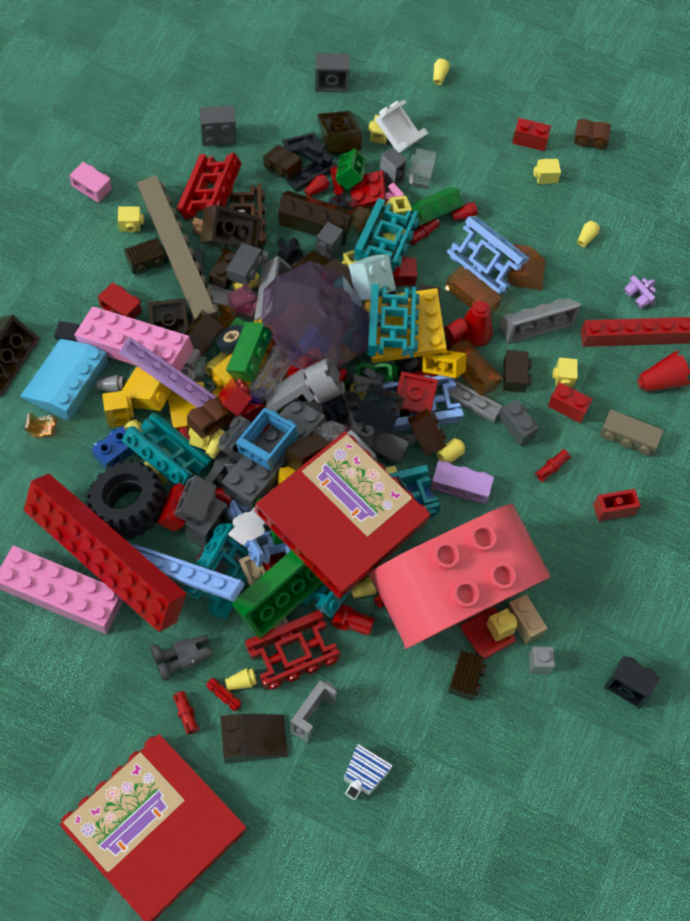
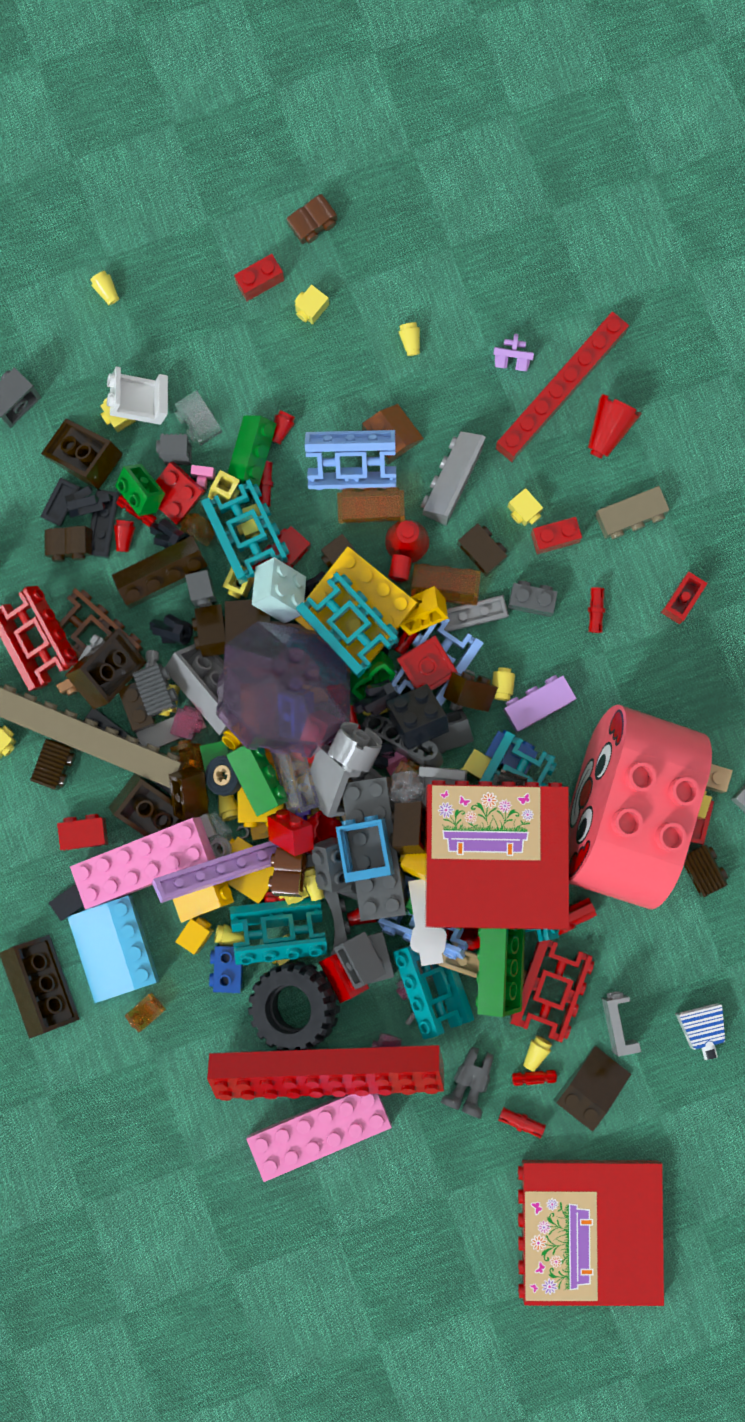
camera: 35 degrees left, 20 degrees up
(111, 384) = (160, 914): light grey cone -> none
(194, 575) = (410, 1026): light blue tile -> none

